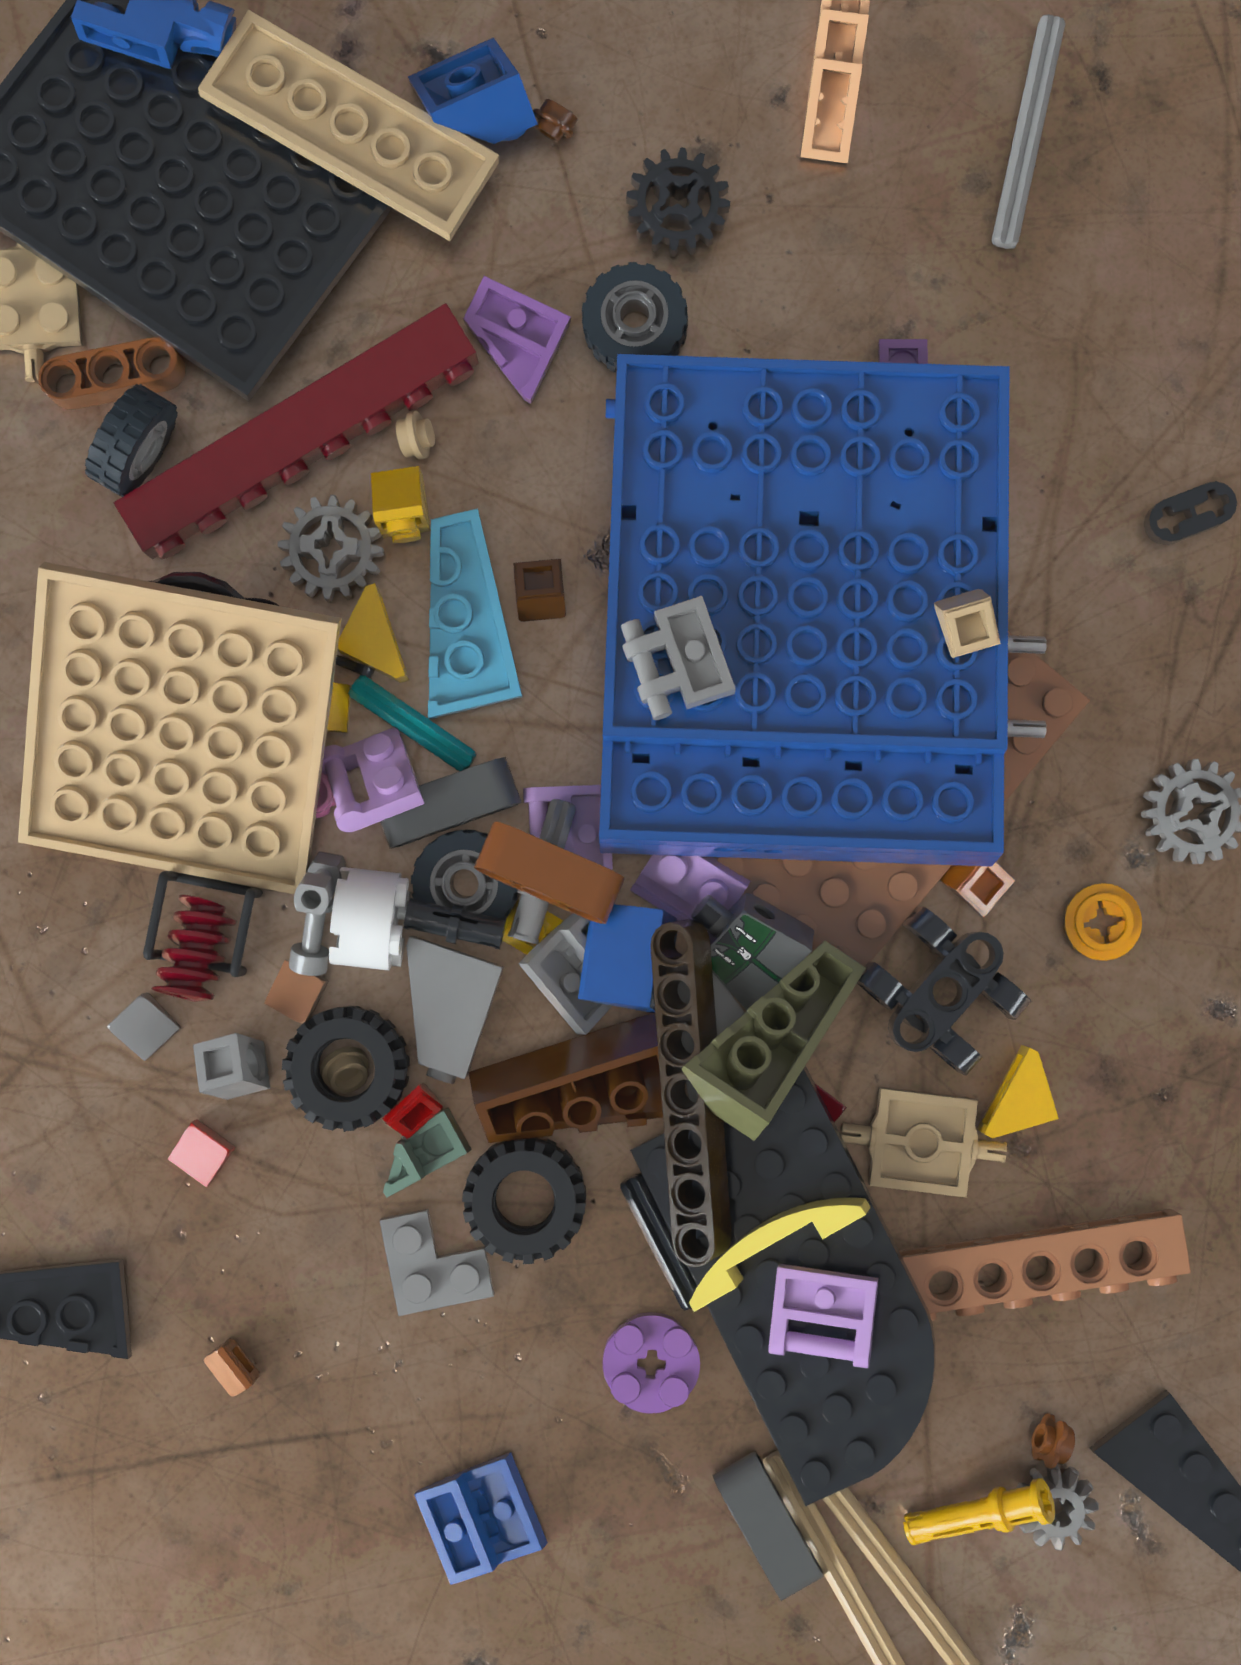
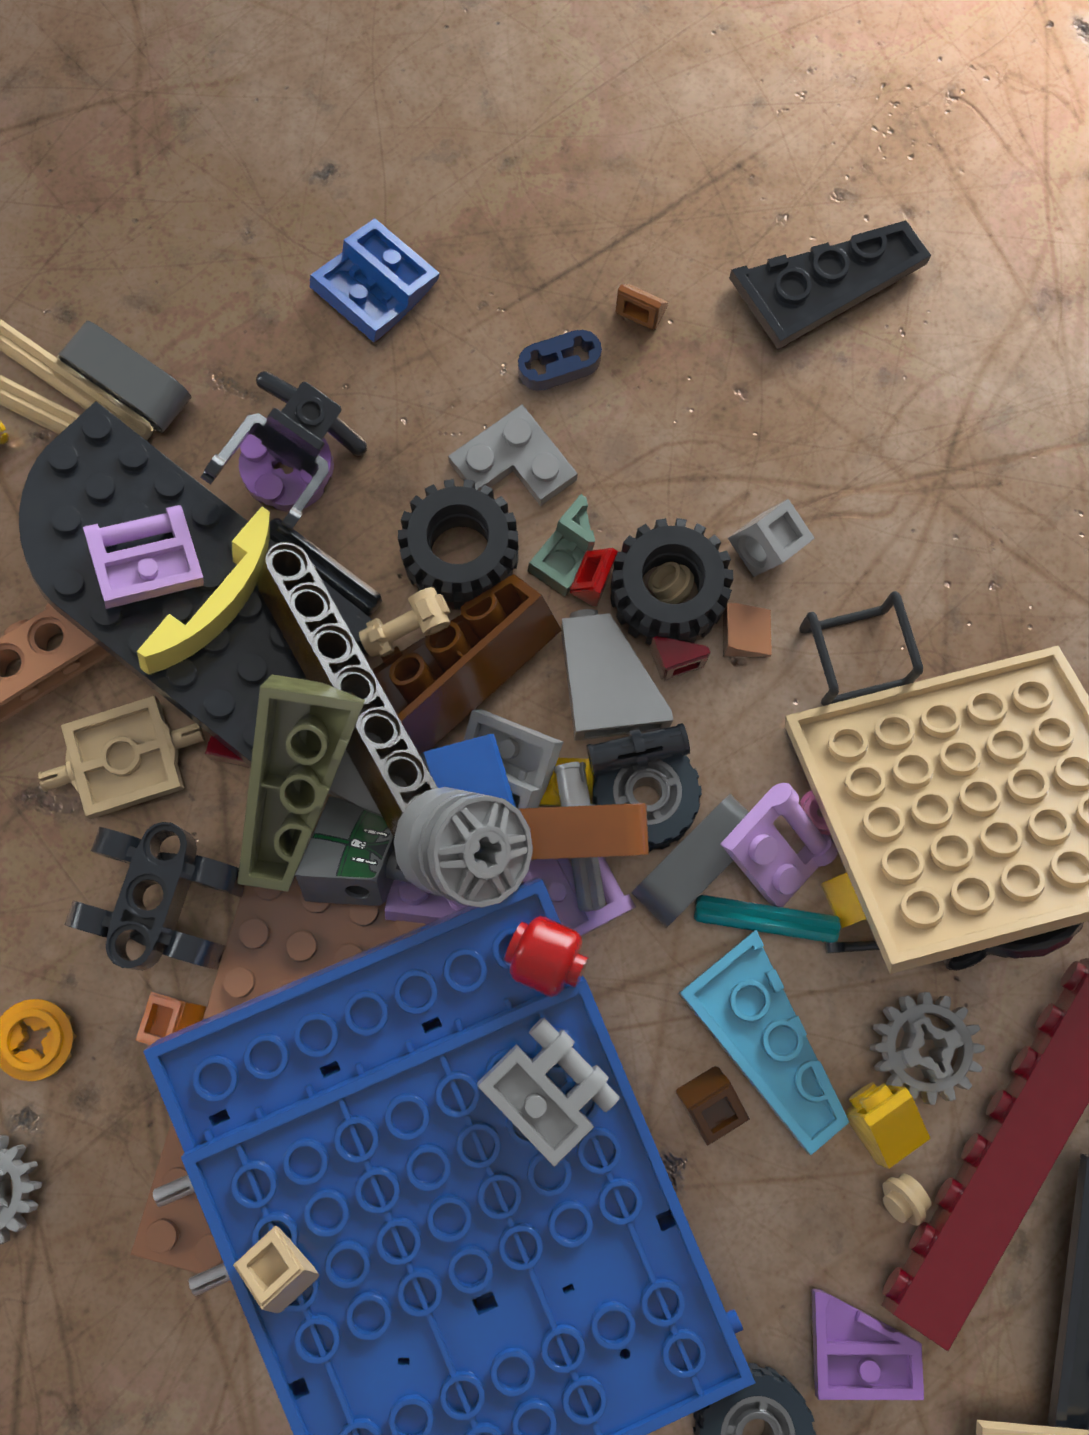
camera: 155 degrees right, 10 degrees down
(144, 1026) = (863, 542): light grey slope -> none
(195, 949) = (854, 621): dark red piece -> none
(201, 1152) = (757, 463): slope -> none
(315, 899) = (774, 710): light grey bar -> none
(342, 1335) = (559, 359): none -> dark blue beam
(367, 918) = (718, 718): white brick -> none
(371, 638) = (846, 981): yellow slope -> none
(376, 996) = (677, 657): none -> dark red slope
(586, 1140) = (427, 612): none -> tan bar
(627, 769) = (546, 956): none -> red head
(634, 1373) = (292, 436): none -> black piece
(654, 900) = (463, 846): none -> light grey wheel
(1021, 1098) = (46, 836): yellow slope -> none

